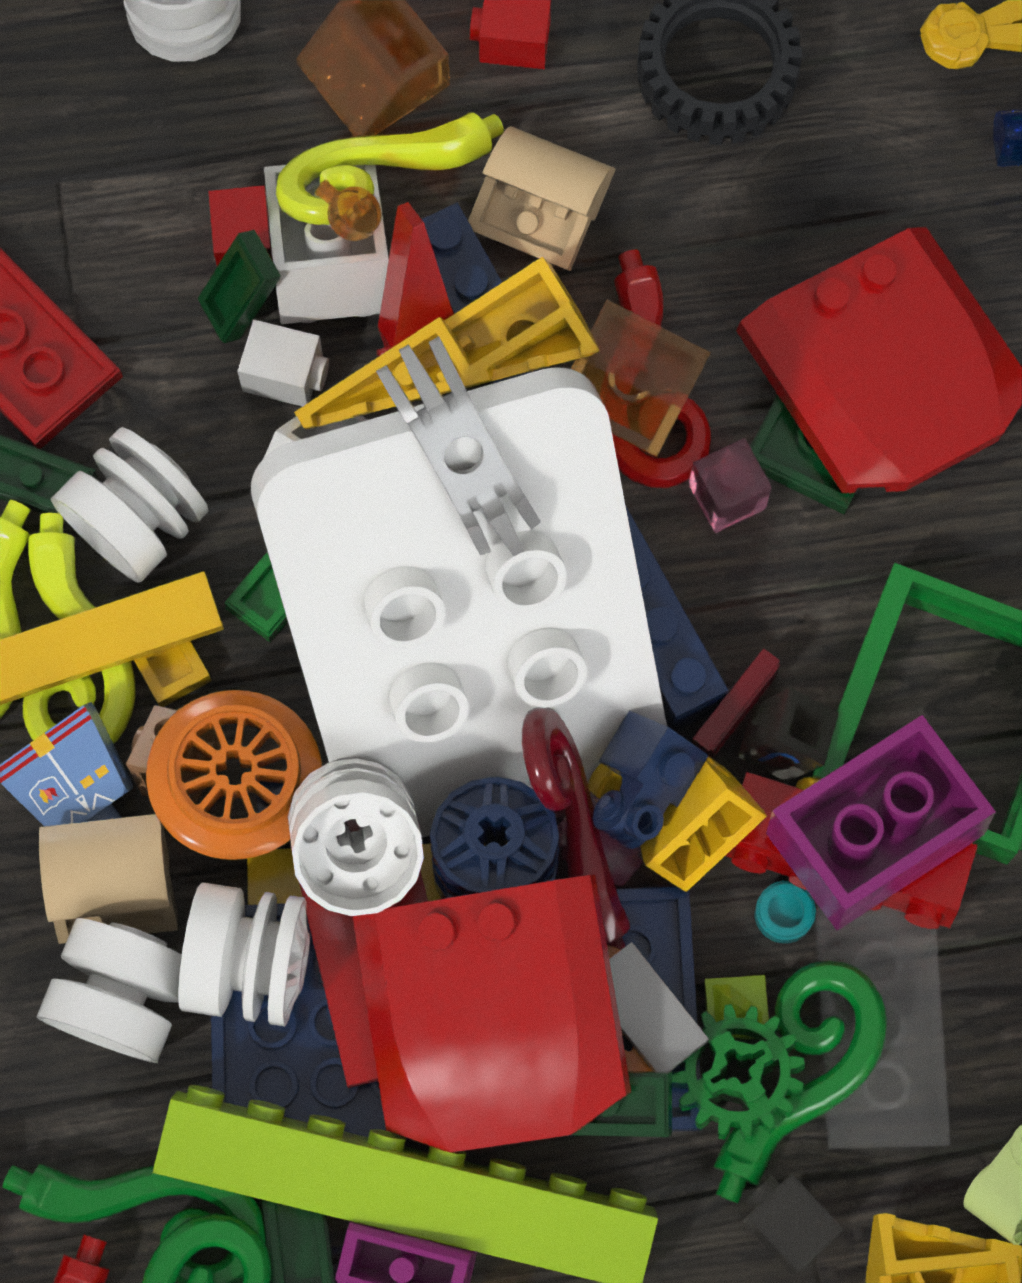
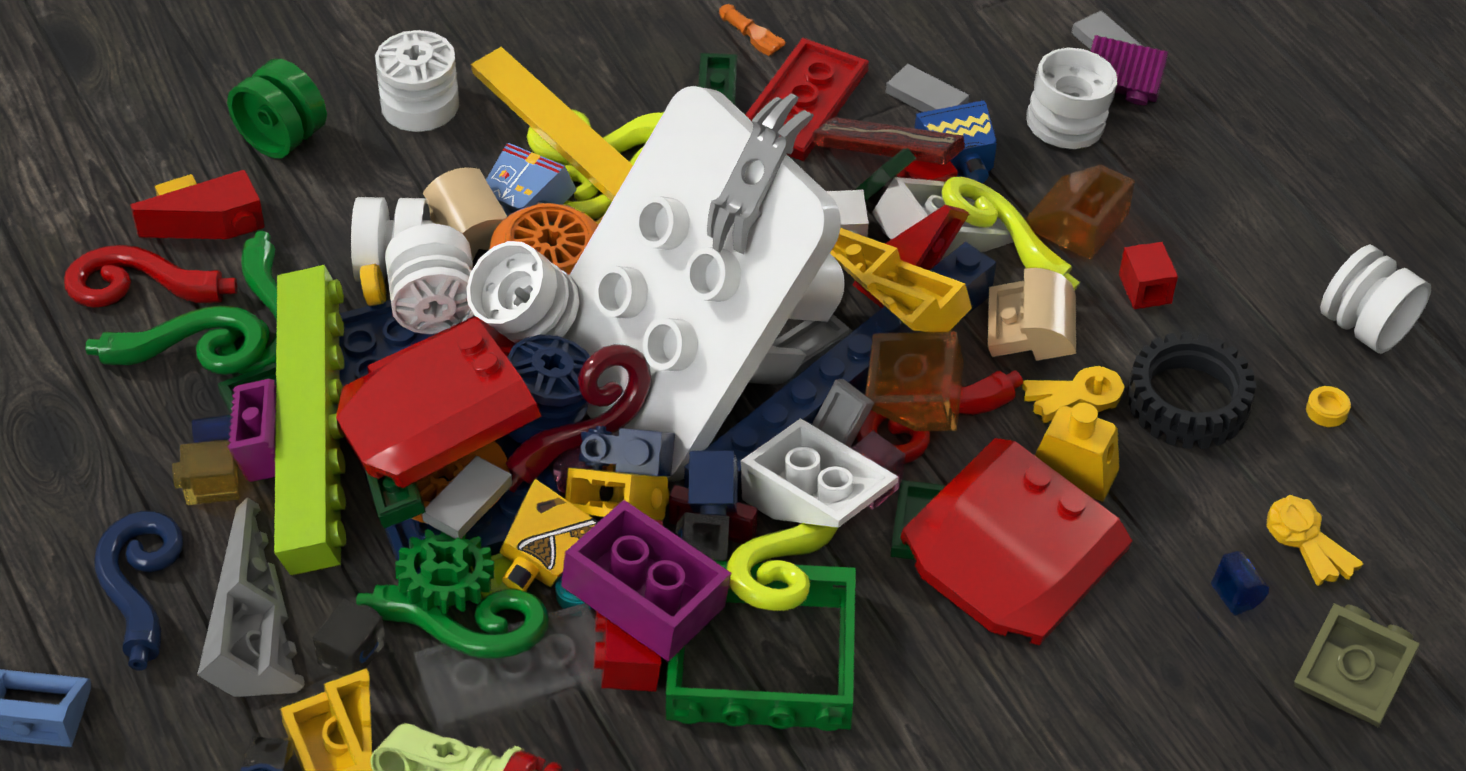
camera: 70 degrees right, 25 degrees down
(63, 167) = (923, 90): none -> light grey tile
(166, 251) = (888, 140): none -> clear red tile
(183, 157) = (975, 125): none -> blue torso
(196, 1039) = (373, 284): none -> yellow tile
(351, 212) = (956, 196): clear orange piece -> none
(659, 502) = (843, 412): none -> light grey tile
(672, 170) = (1091, 385): none -> yellow piece
(728, 929) = (541, 536): none -> yellow torso
(738, 688) = (713, 482): none -> dark blue brick
(755, 559) = (811, 478): none -> white slope
(793, 231) = (1082, 449): none -> yellow torso
(807, 594) = (787, 542): none -> neon yellow plant

